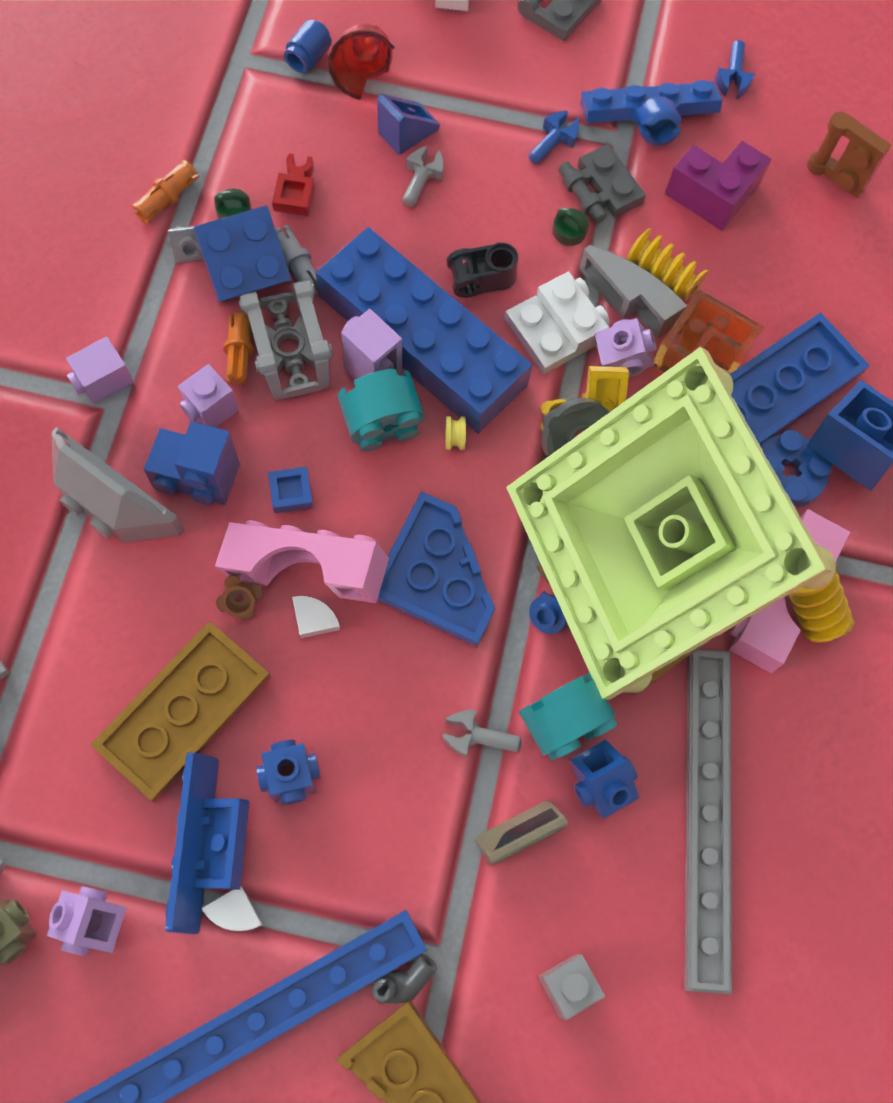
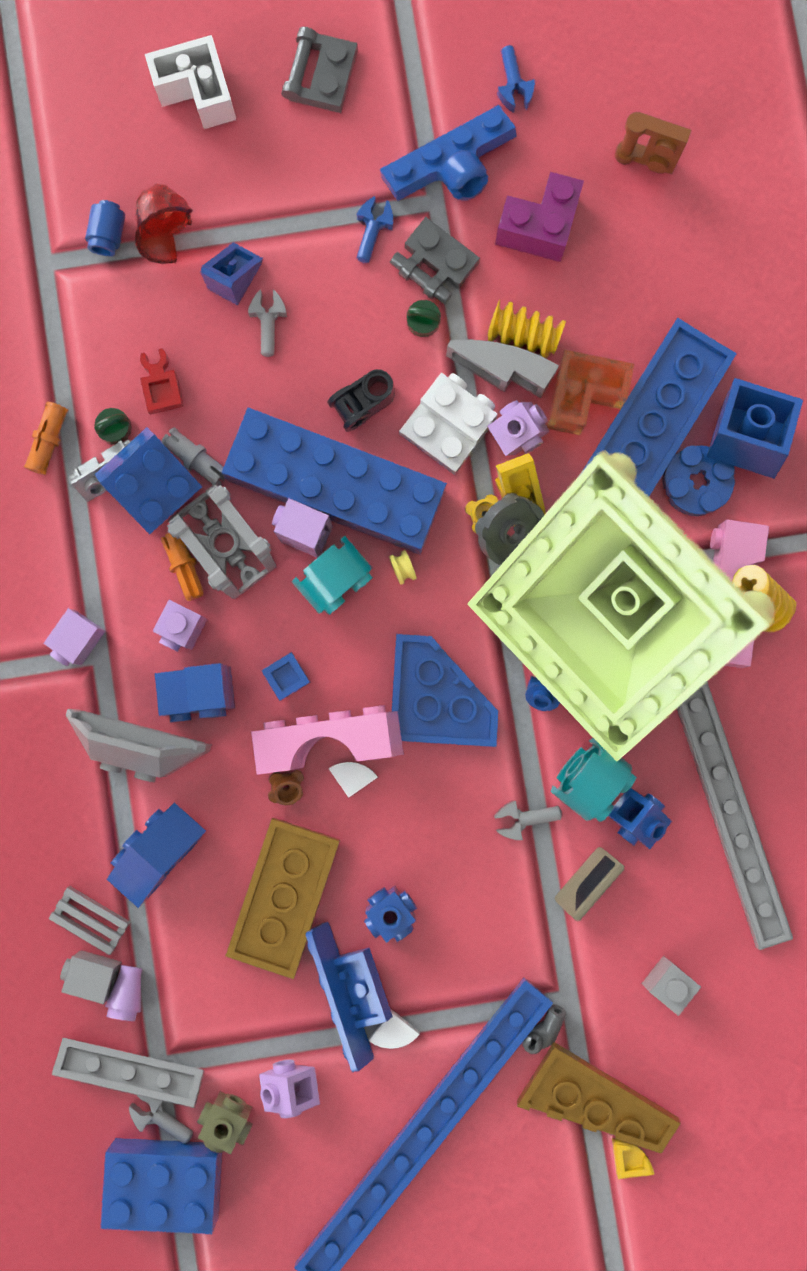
camera: 15 degrees left, 15 degrees up
(68, 601) = (154, 853): none -> blue brick

